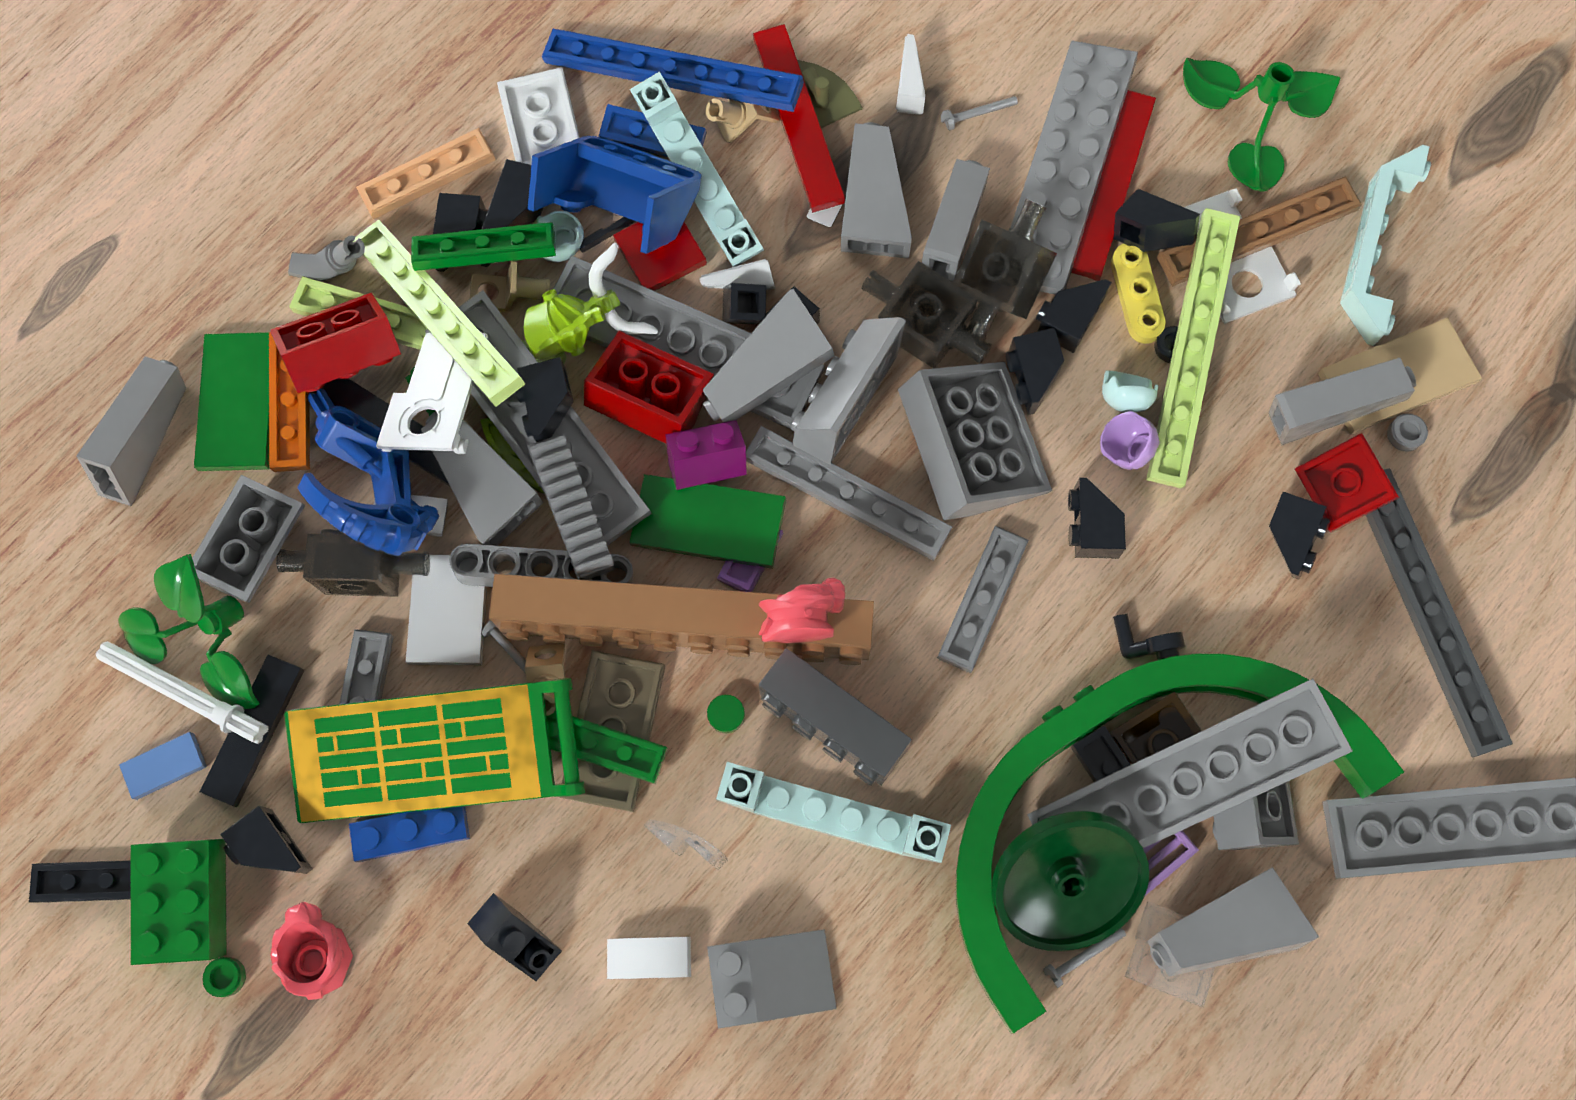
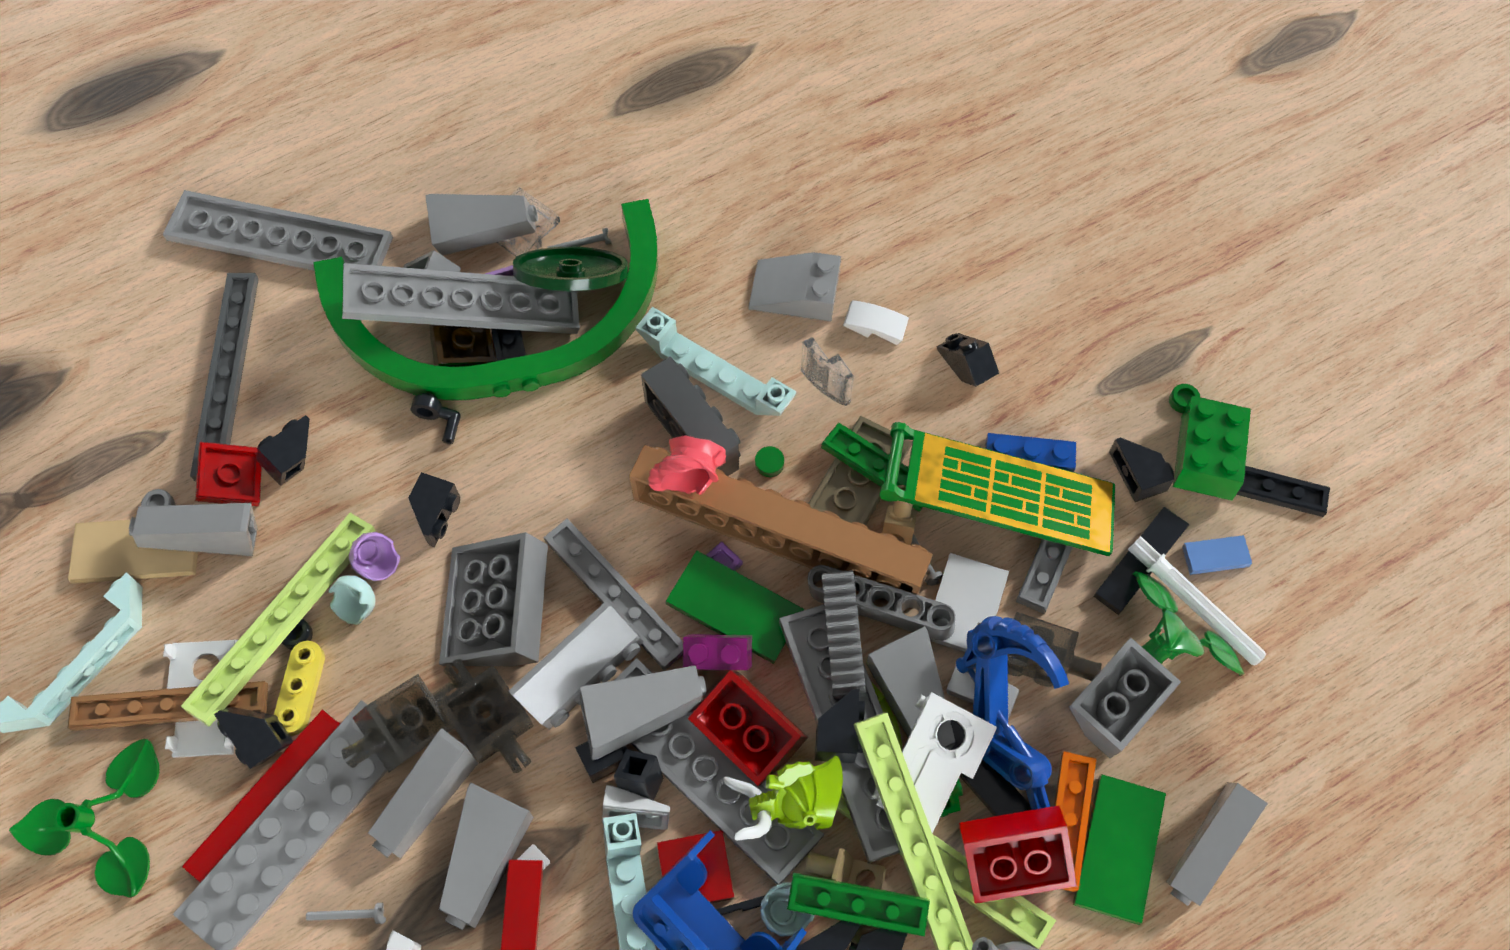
camera: 165 degrees left, 10 degrees down
(309, 953) = (1118, 387): coral piece -> none
(982, 599) = (543, 484): light grey tile -> none
(1036, 362) = (414, 644): black slope -> none
(1073, 312) = (362, 680): black slope -> none

